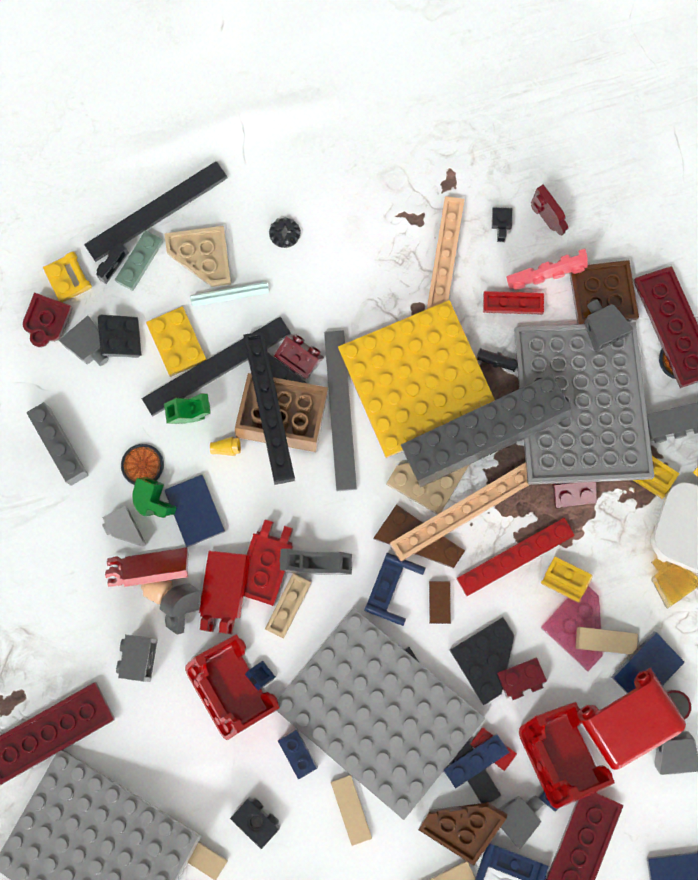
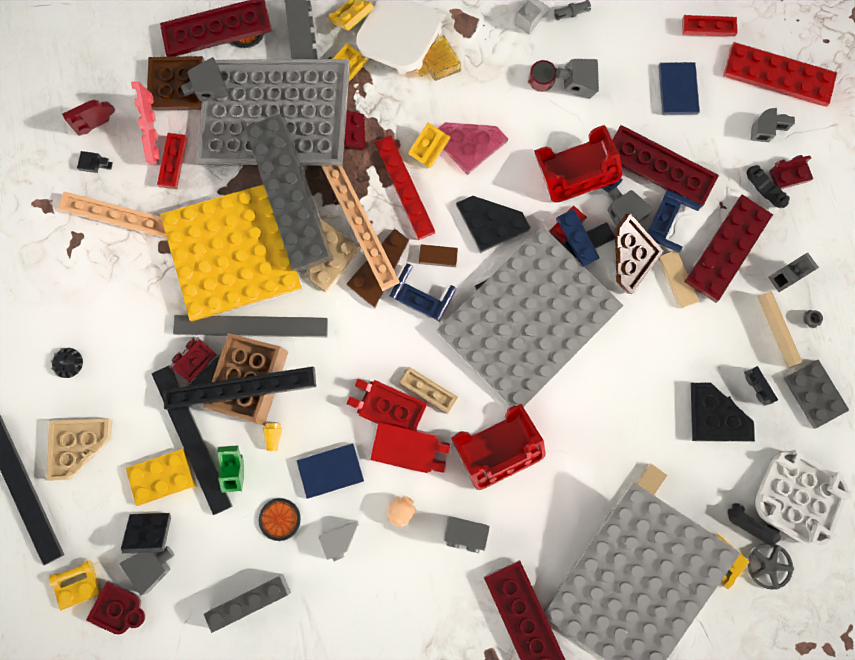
camera: 90 degrees left, 0 degrees up
(115, 258) = (62, 532): black plate -> none
(139, 260) = (70, 509): sand green plate -> none
(147, 498) = (314, 515): green brick -> none
(148, 568) = (381, 518): red tile -> none
(177, 603) = (418, 491): dark grey brick -> none
(229, 294) = (120, 415): light aqua axle -> none
(259, 835) = (629, 428): black brick -> none
(260, 675) = (490, 420): dark blue plate -> none
(297, 754) = (562, 391): dark blue hinge -> none
(316, 562) = (392, 358): dark grey arch -> none
(351, 810) = (612, 350): tan tile -> none
(497, 359) = (223, 180): black pin -> none
(522, 678) = (510, 192): dark red bracket -> none
(606, 640) = (484, 120): tan tile -> none
(633, 722) = (557, 101): red windscreen -> none
(652, 654) = (510, 91): dark blue tile -> none

